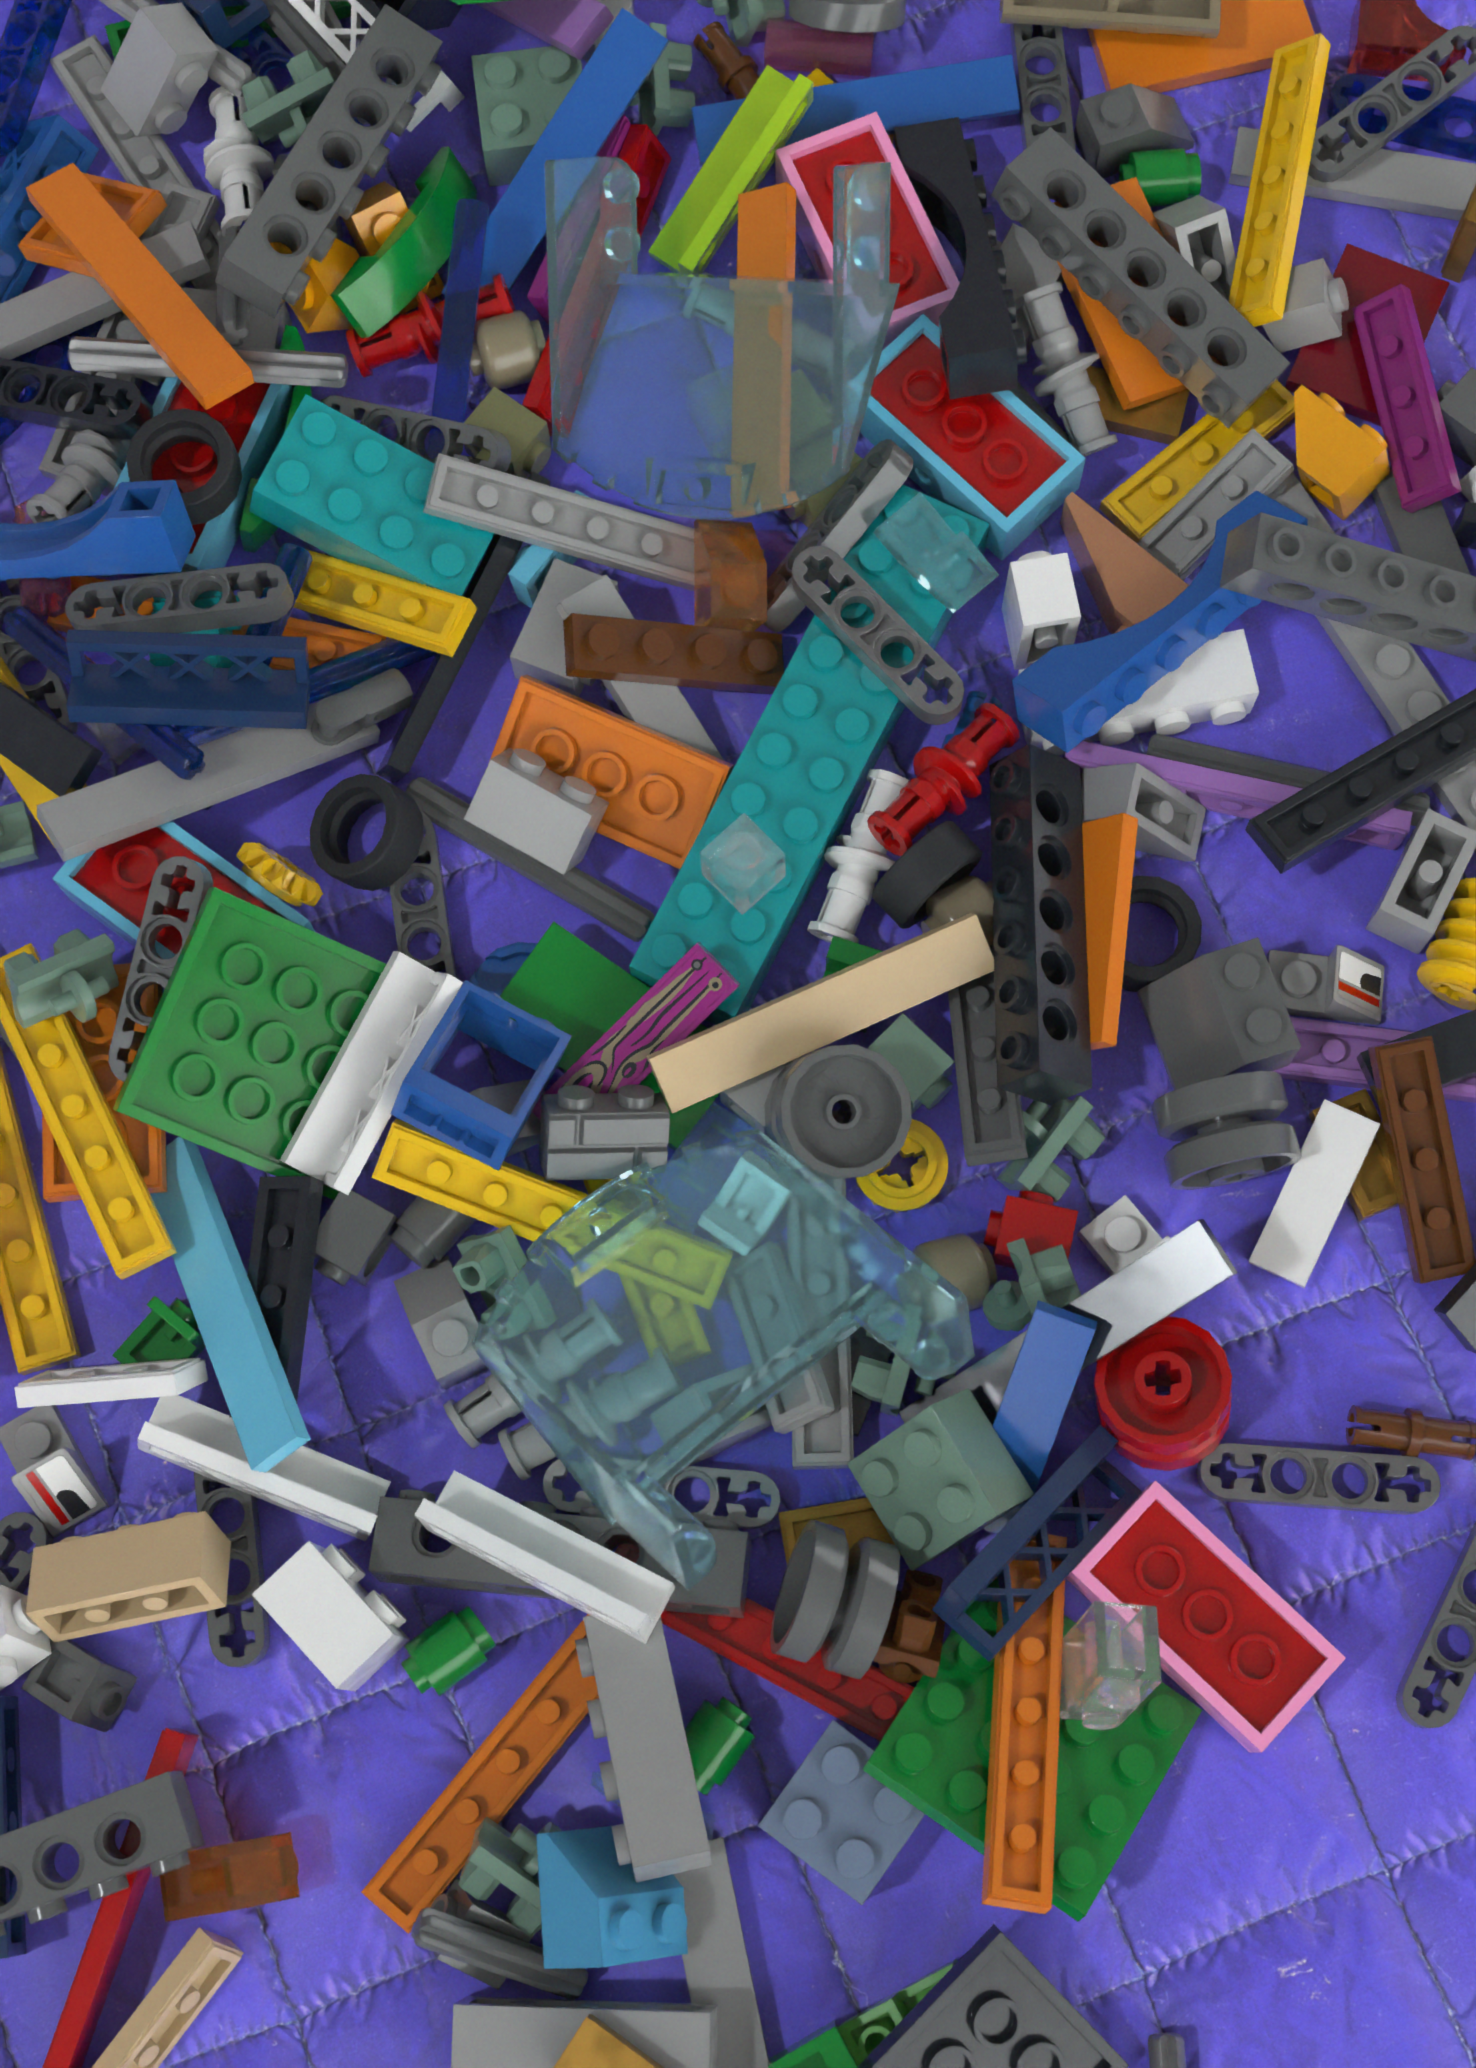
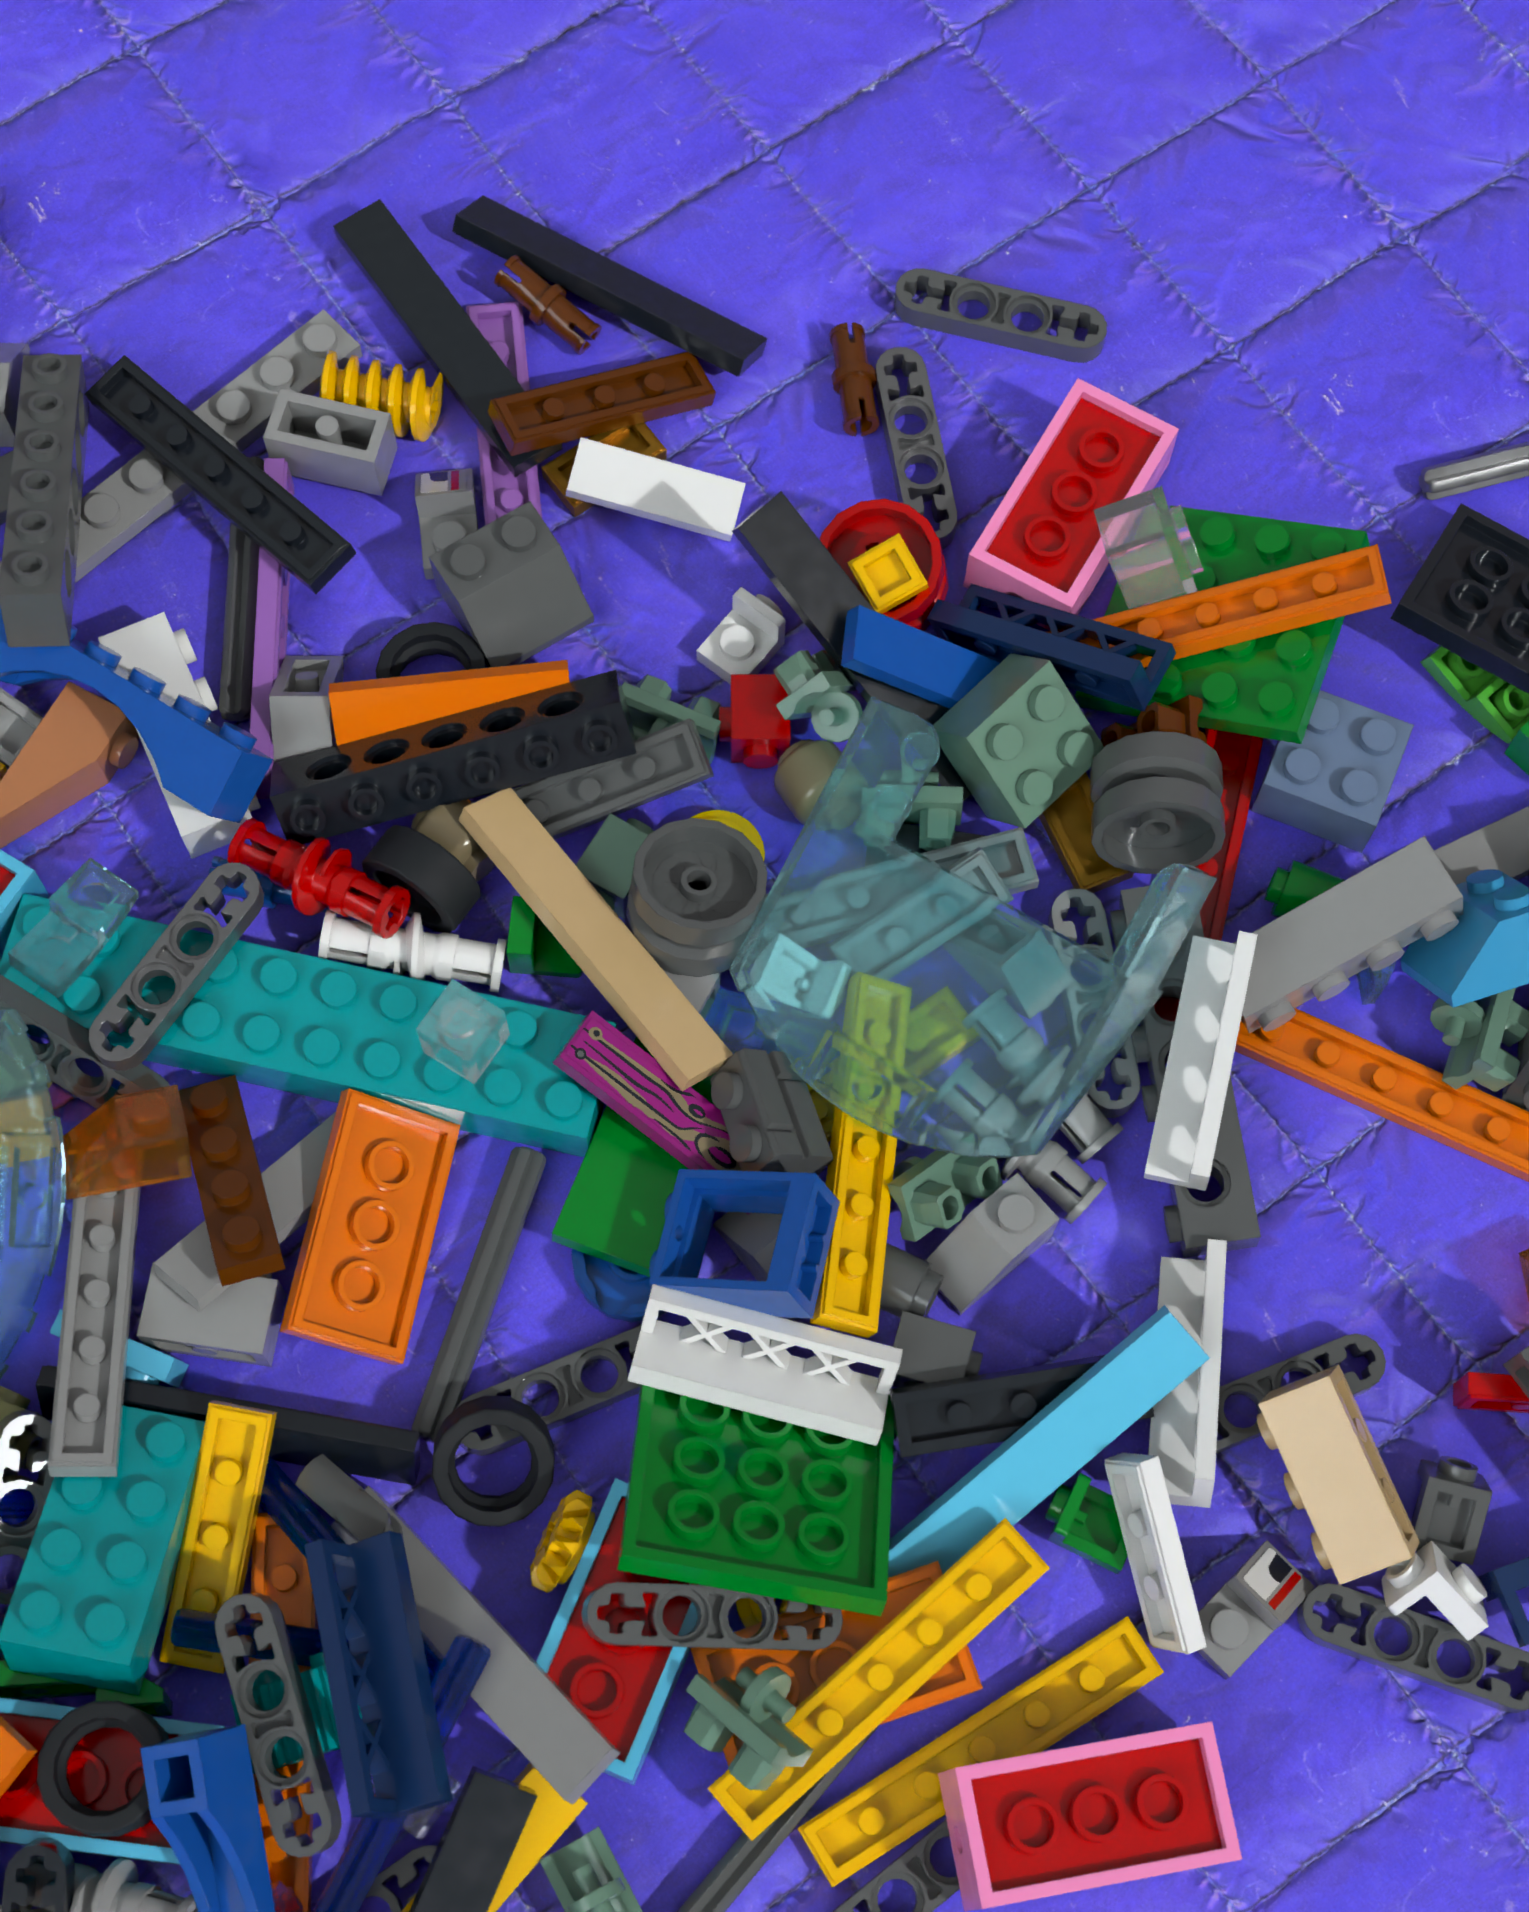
camera: 110 degrees left, 5 degrees down
(332, 1615) = (1319, 1252): white brick -> none
(447, 1651) = (1304, 1157): green brick -> none
(537, 809) = (430, 1283): light grey brick -> none
(1039, 606) = (110, 825): white brick -> none
(1139, 1382) = (888, 574): none -> yellow tile
(1226, 1130) = (622, 560): dark grey wheel -> none

